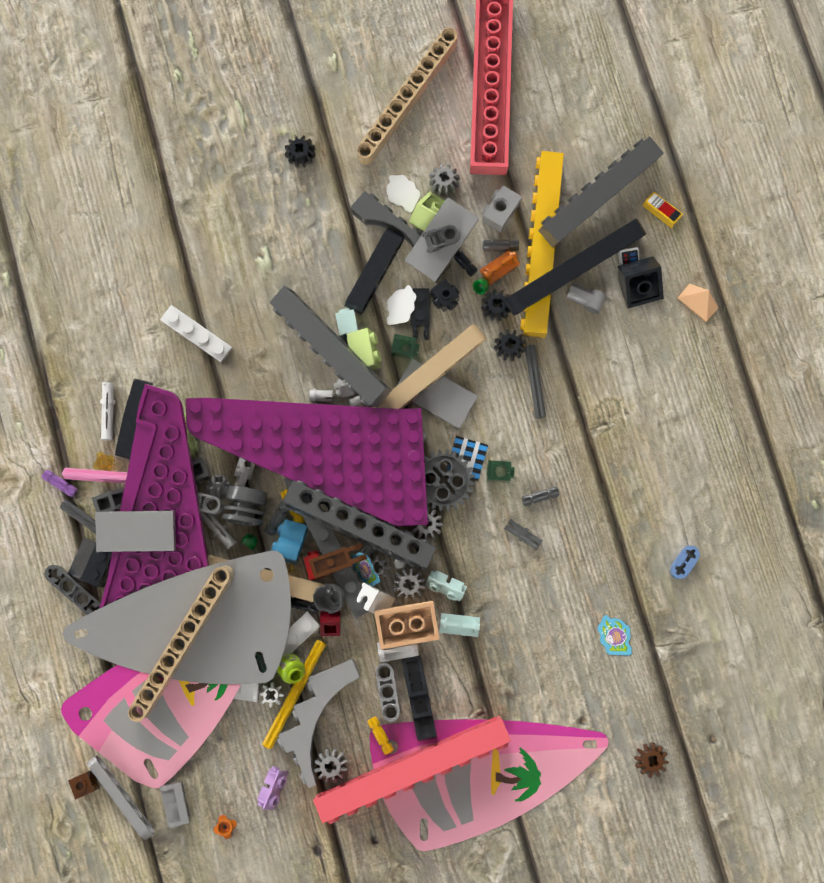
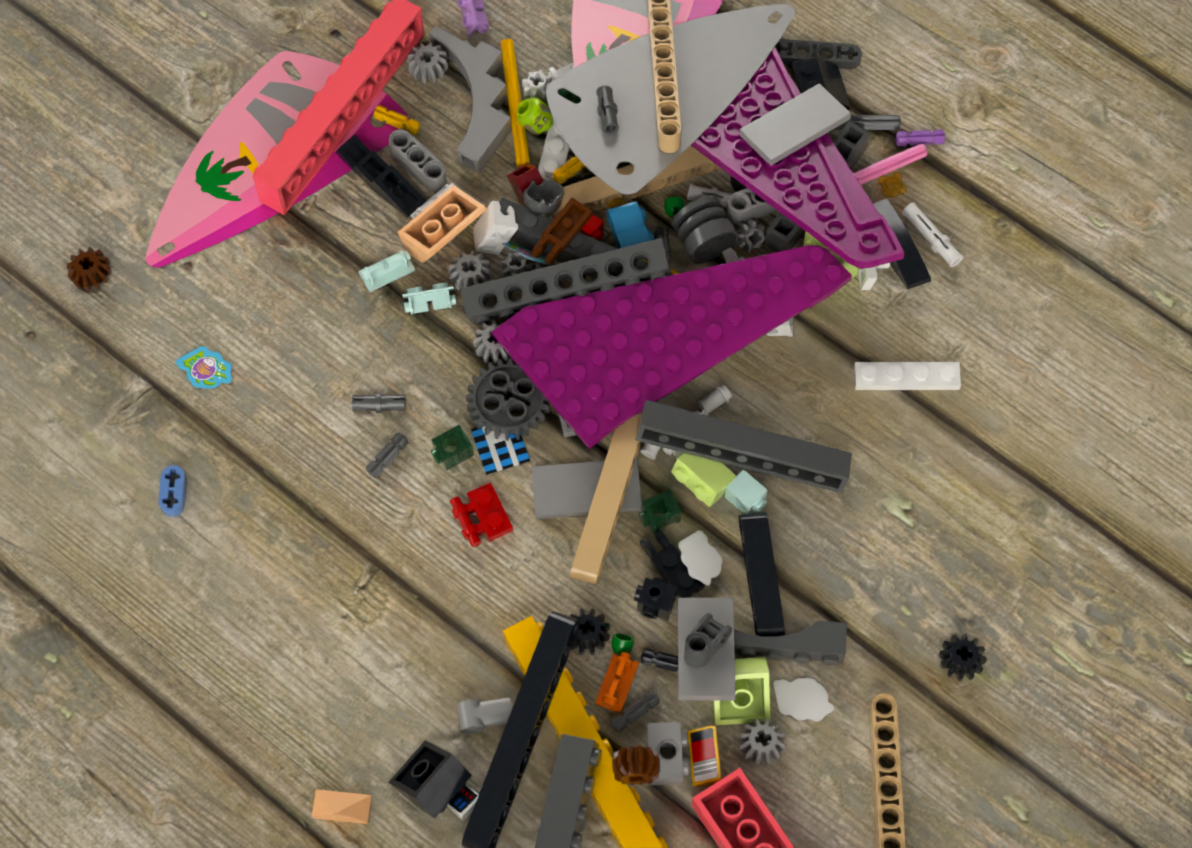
camera: 145 degrees right, 15 degrees down
(246, 628) = (607, 110): none -> dark grey pin
(300, 613) = (567, 170): none -> yellow axle
(480, 195) = (704, 756): none -> slope
(502, 419) = (489, 512): none -> red plate
(517, 347) = (535, 585): black gear -> none
(527, 201) = (636, 765): none -> reddish brown gear
(535, 381) = (480, 577): dark grey axle -> none

